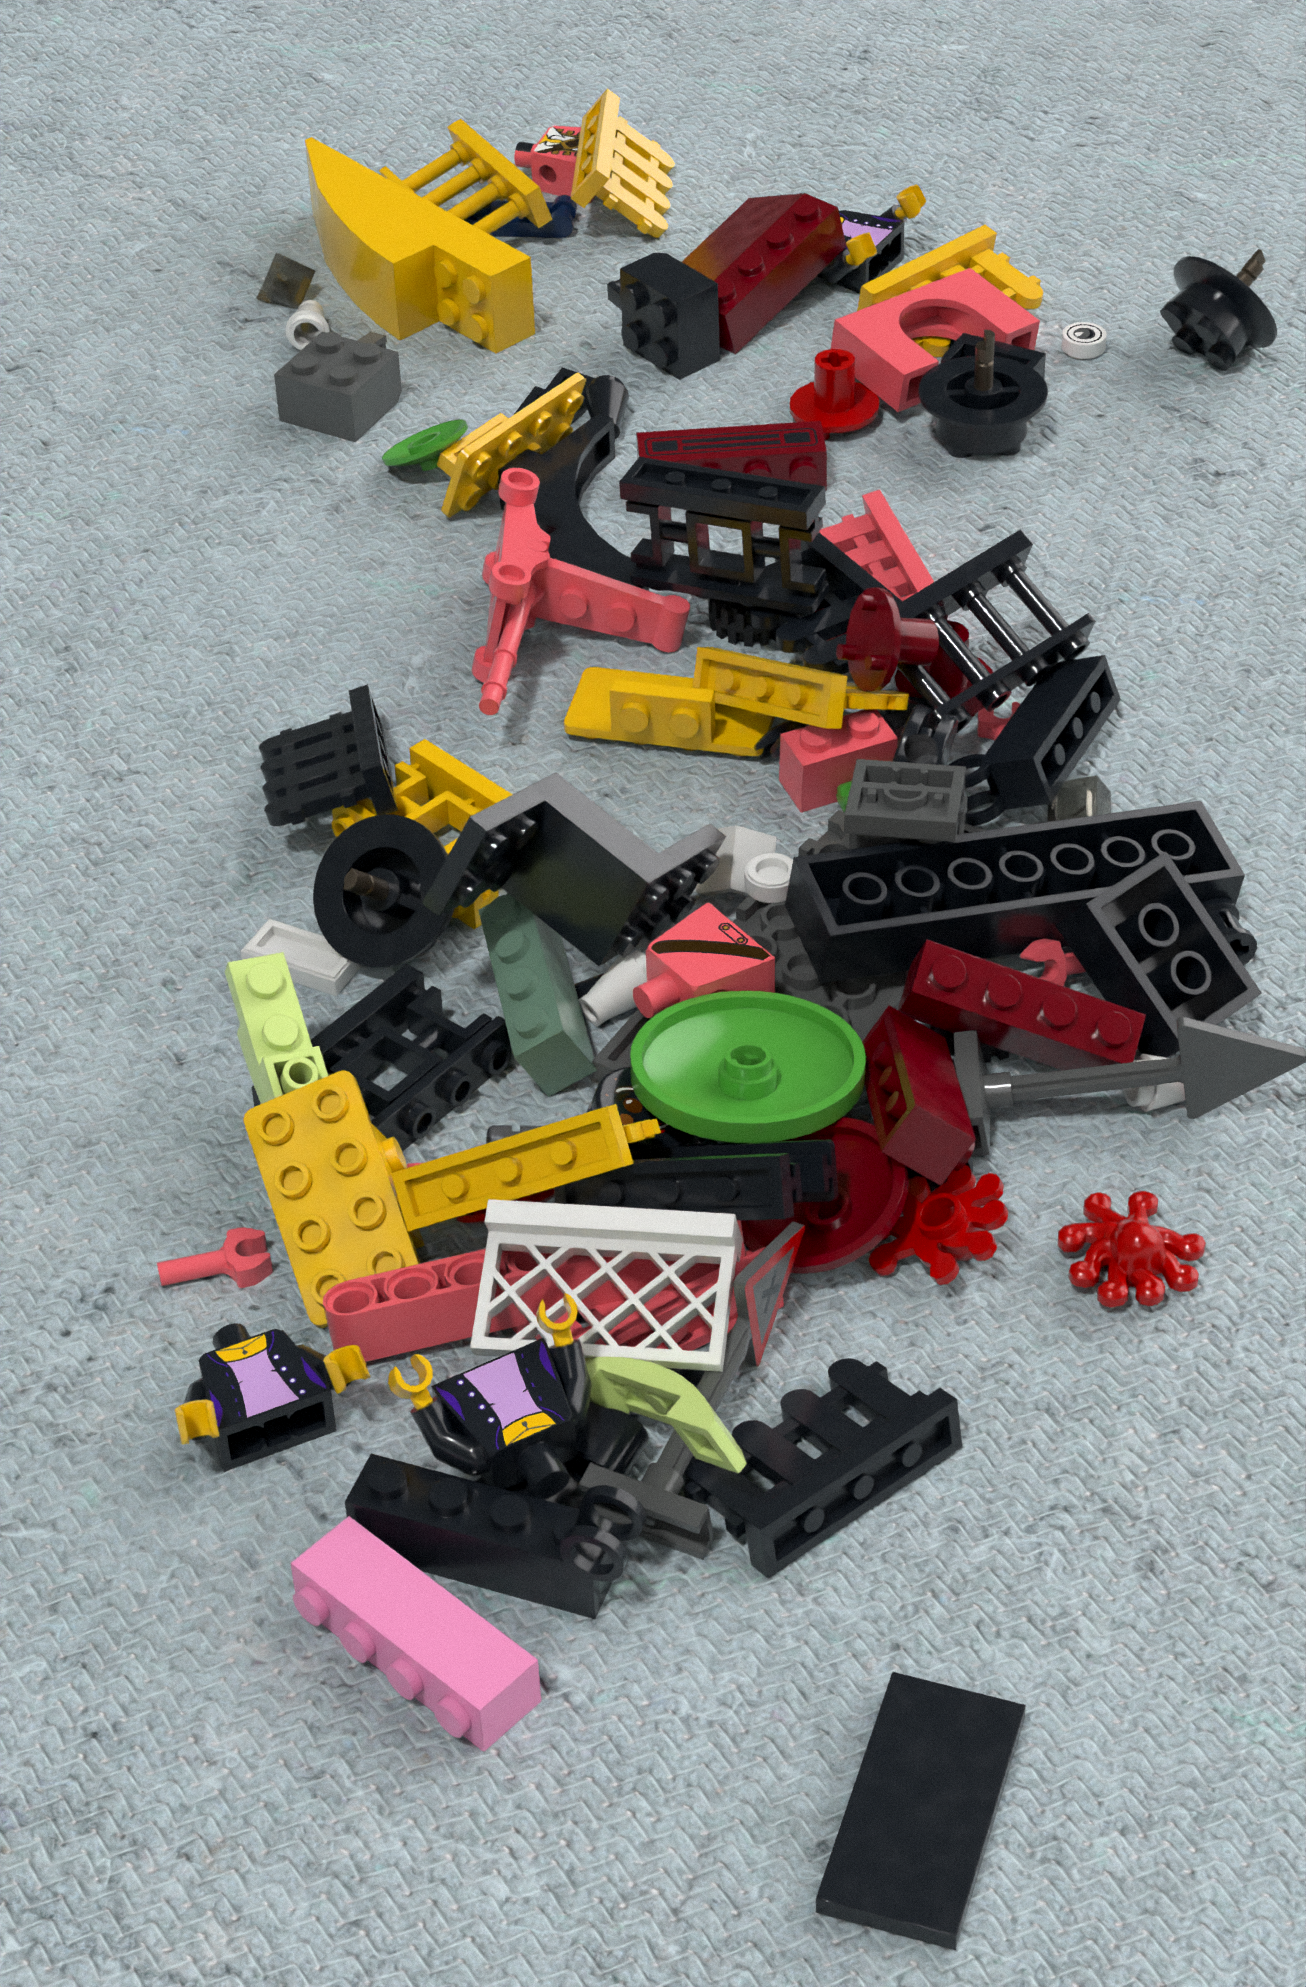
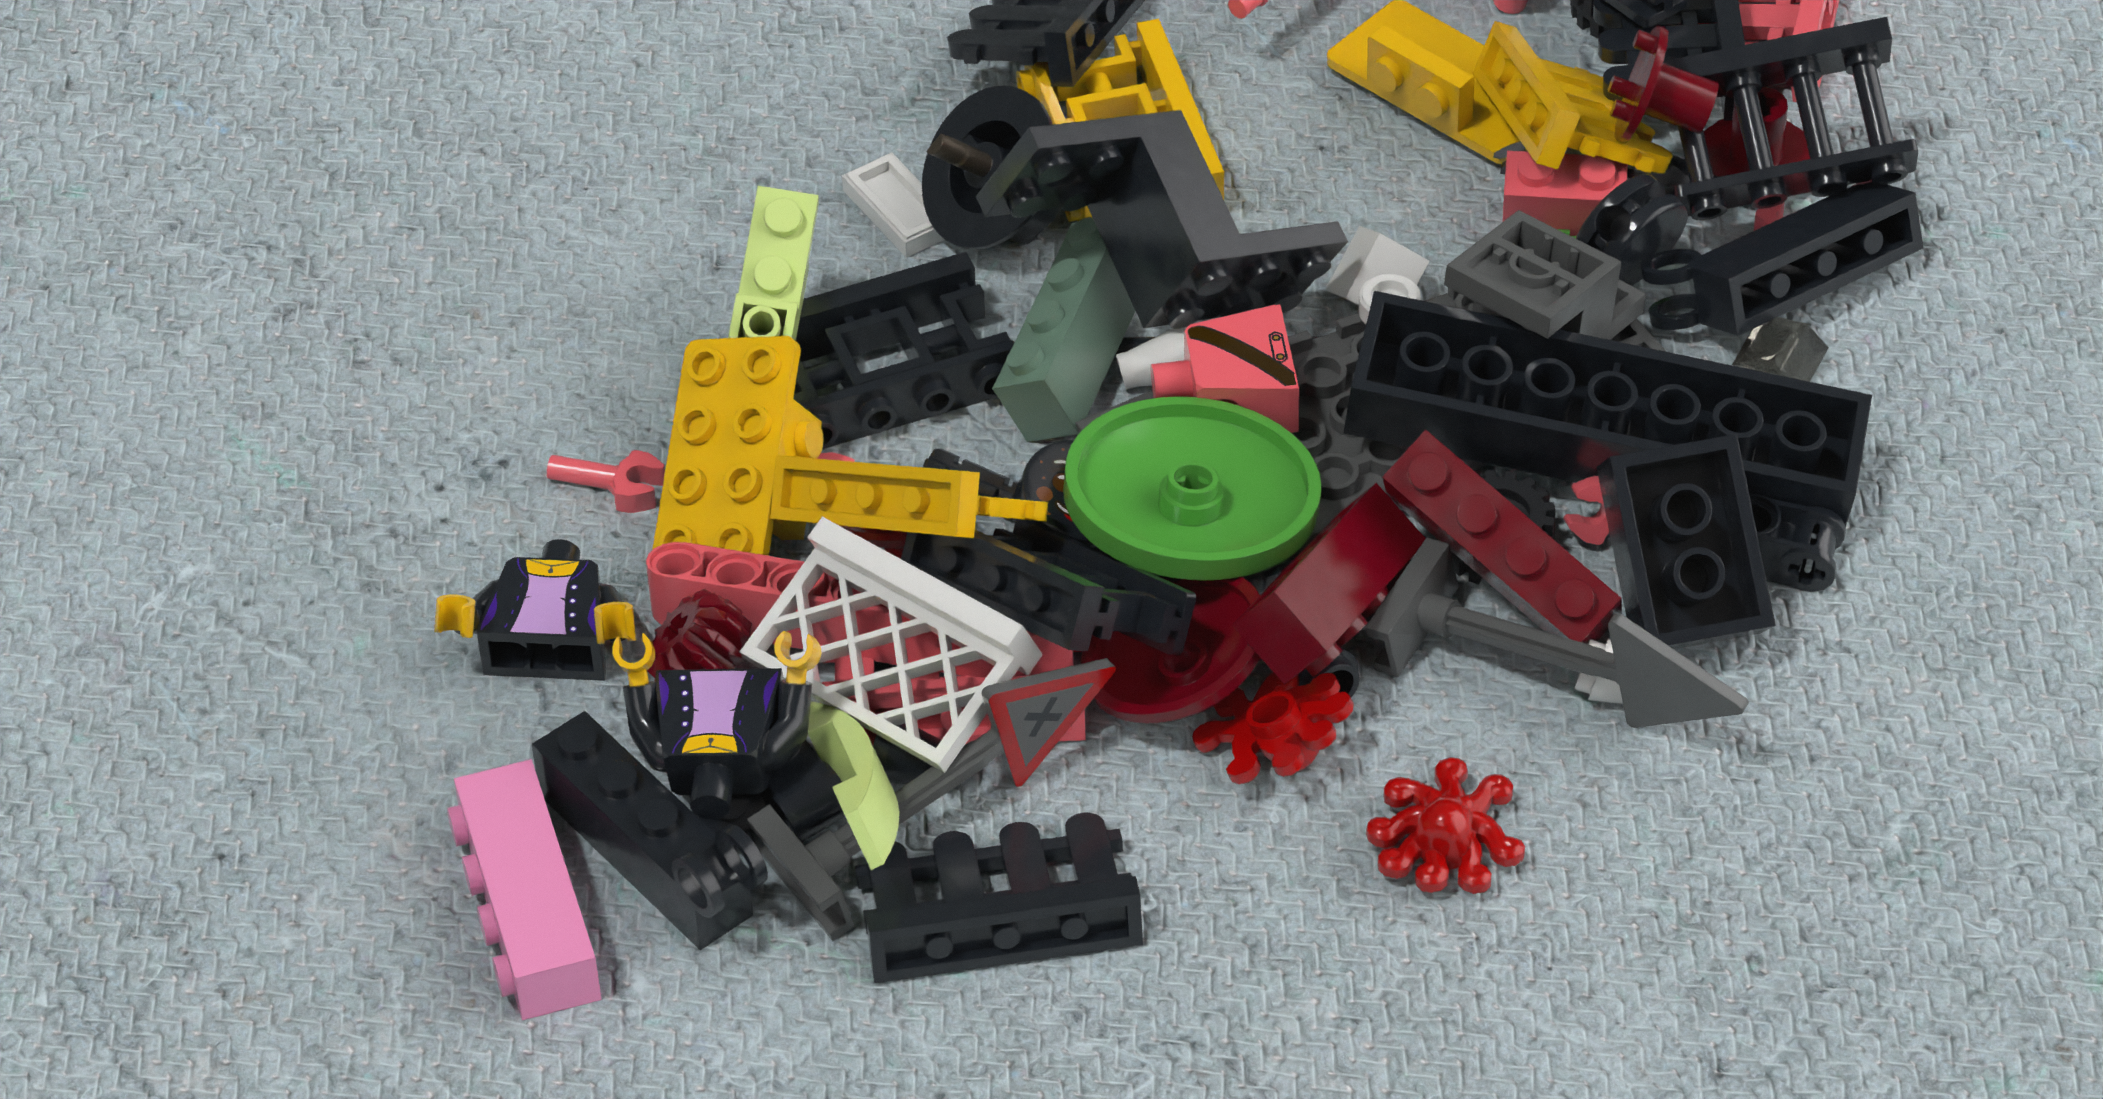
camera: 30 degrees right, 5 degrees up
(419, 1333) = (701, 635): none -> dark red gear

